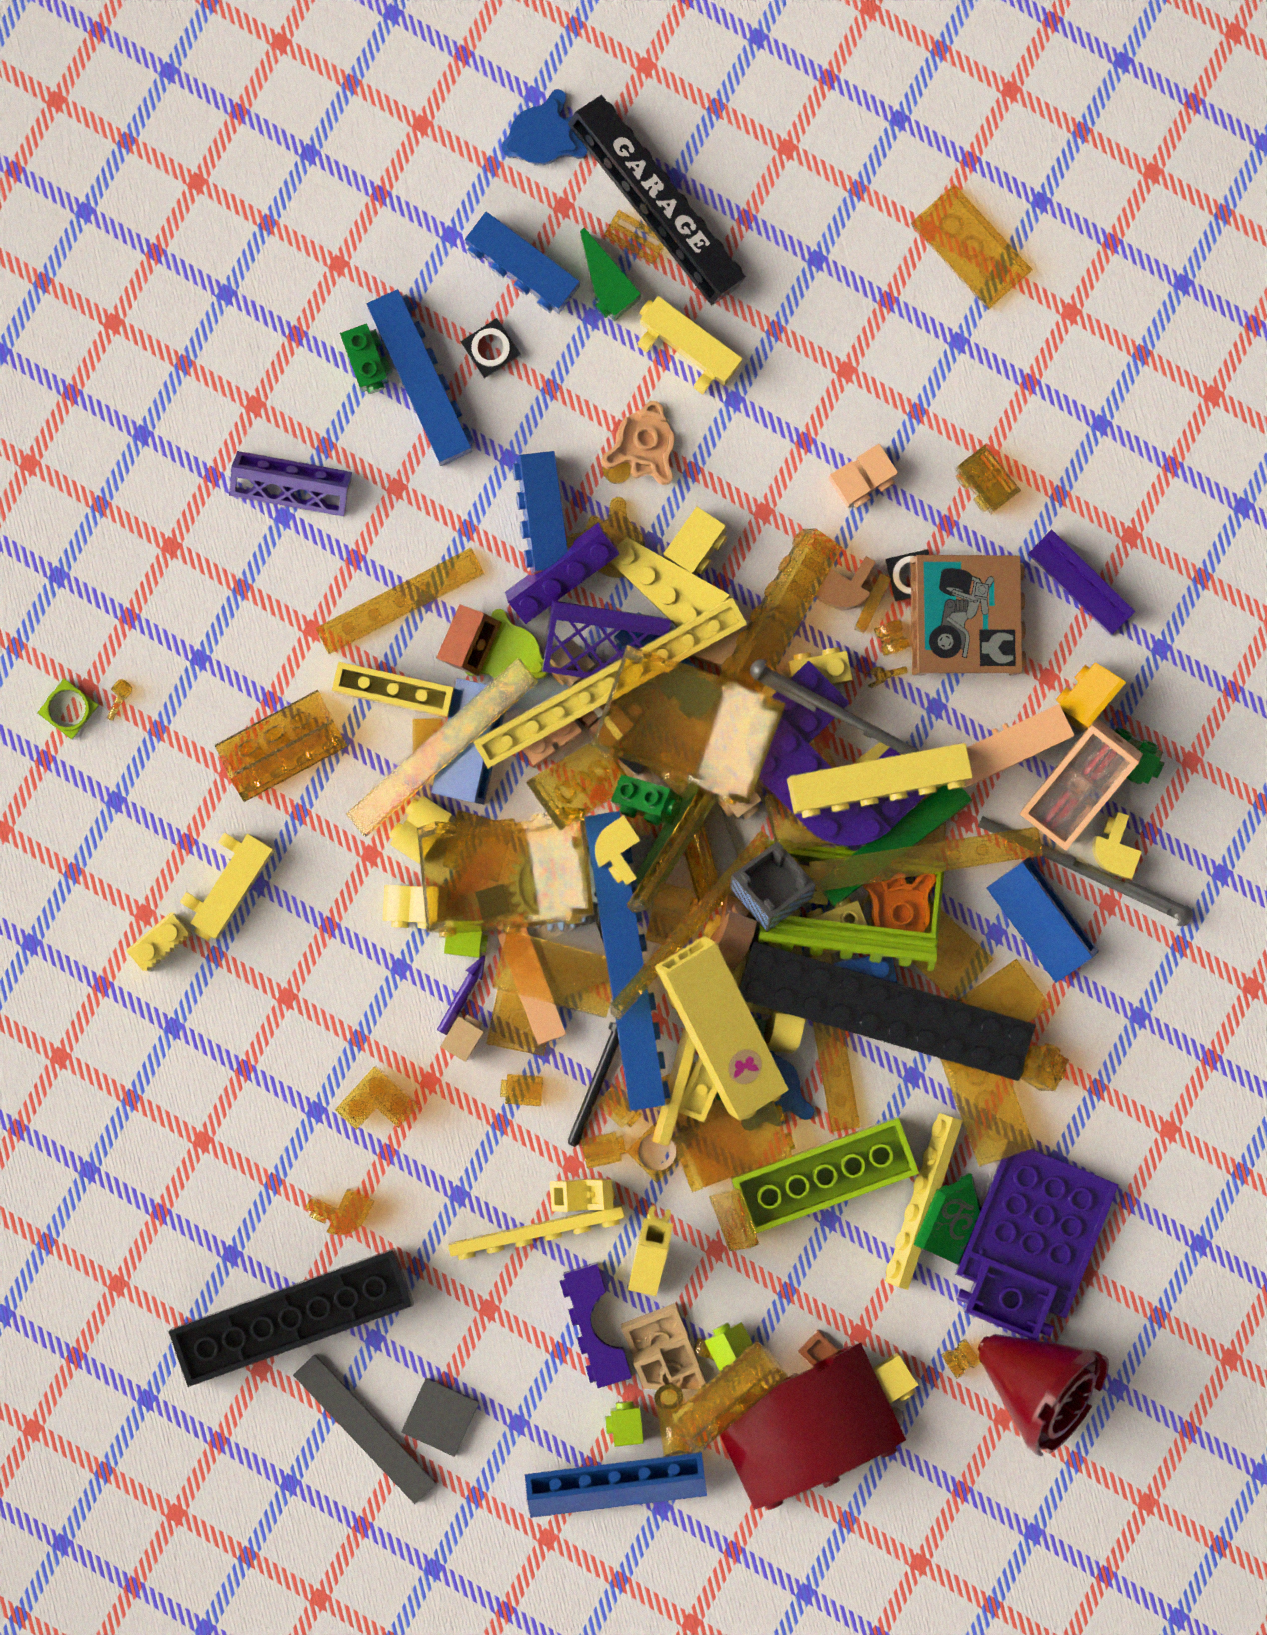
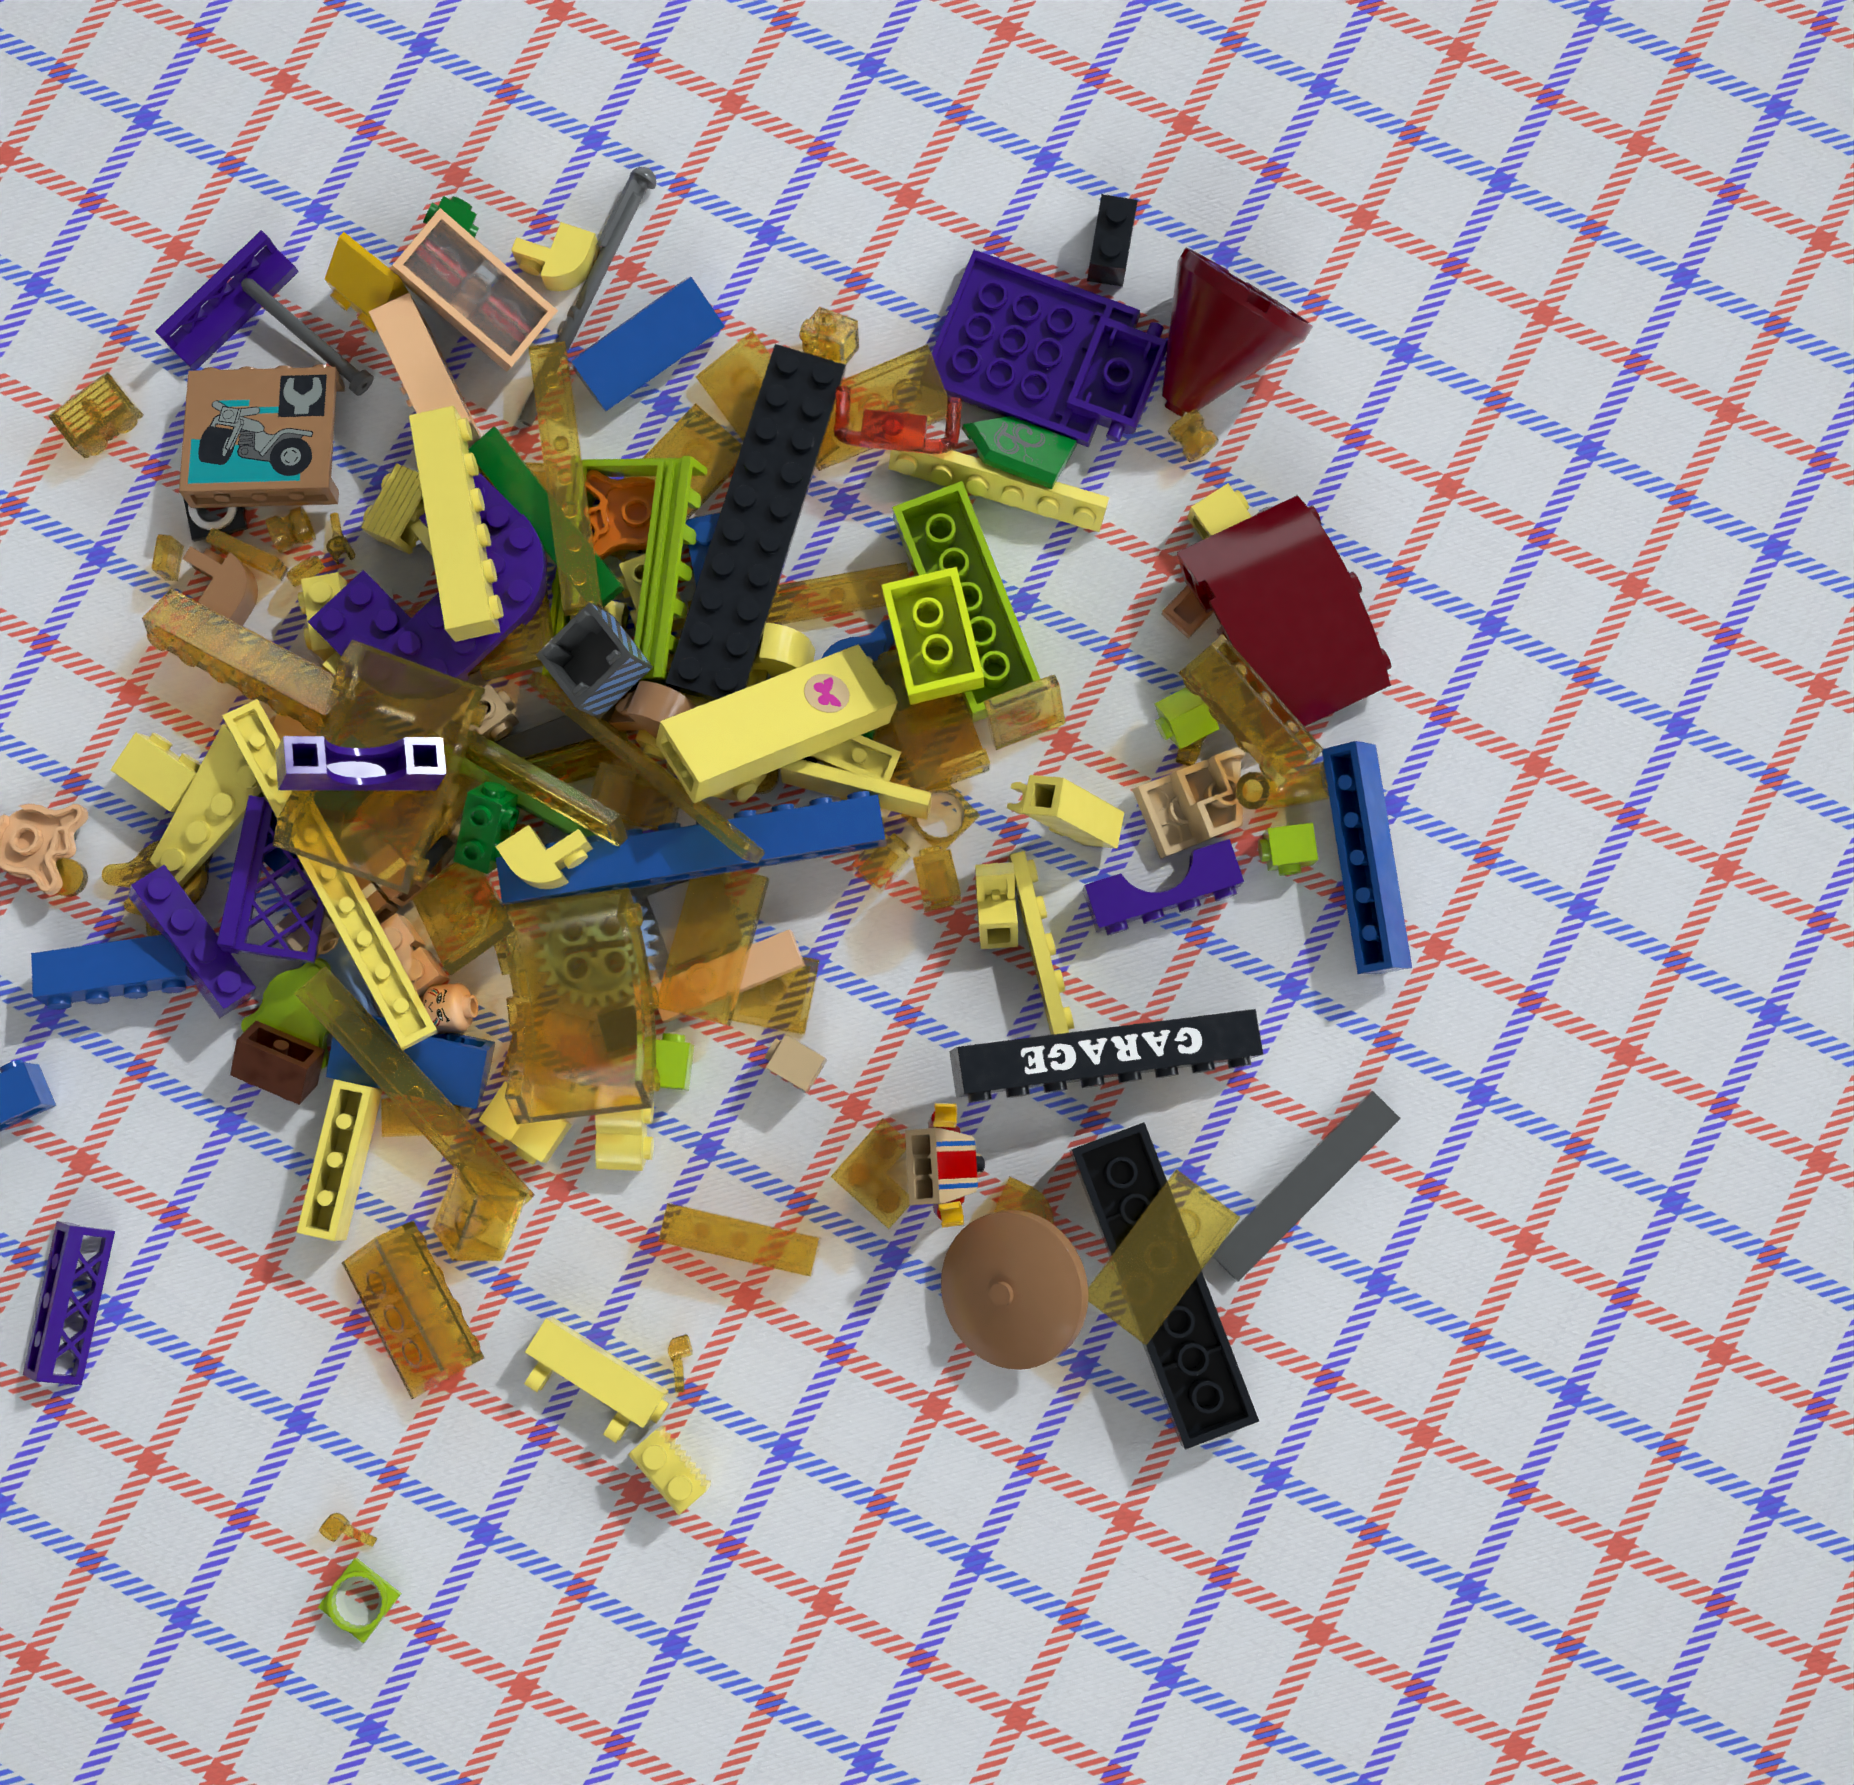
camera: 85 degrees left, 5 degrees down
(248, 947) = (679, 1348): none -> clear yellow hand
(288, 1204) = (1014, 1289): none -> medium nougat dish
(310, 1316) = (1161, 1256): none -> clear yellow tile
(329, 995) = (740, 1239): none -> clear yellow brick
(350, 794) = (478, 1216): none -> clear yellow slope
(380, 1151) = (942, 1165): none -> torso
(399, 601) = (228, 1156): clear yellow tile -> none
(440, 1417) = (1286, 1087): dark grey tile -> none
(464, 1277) = (1105, 1053): none -> black brick
(475, 972) = (711, 1050): dark purple piece -> none
(510, 772) = (450, 1007): none -> light nougat head
(522, 1089) = (862, 985): clear yellow brick -> none
(595, 1086) = (856, 893): black bar -> none
(687, 728) = (319, 765): none -> dark purple arch
(788, 1150) = (933, 635): none -> neon yellow brick
(812, 700) = (355, 613): dark grey bar -> none
(857, 650) = (305, 569): none -> clear yellow tile
(866, 474) = (88, 570): light nougat piece -> none
(870, 540) = (167, 557): none -> clear yellow tile
(909, 723) = (396, 510): none -> light yellow brick
(961, 1120) = (895, 429): none -> clear red piece
(1052, 646) = (359, 380): none -> dark grey bar
(1125, 1297) = (1112, 240): none -> black brick

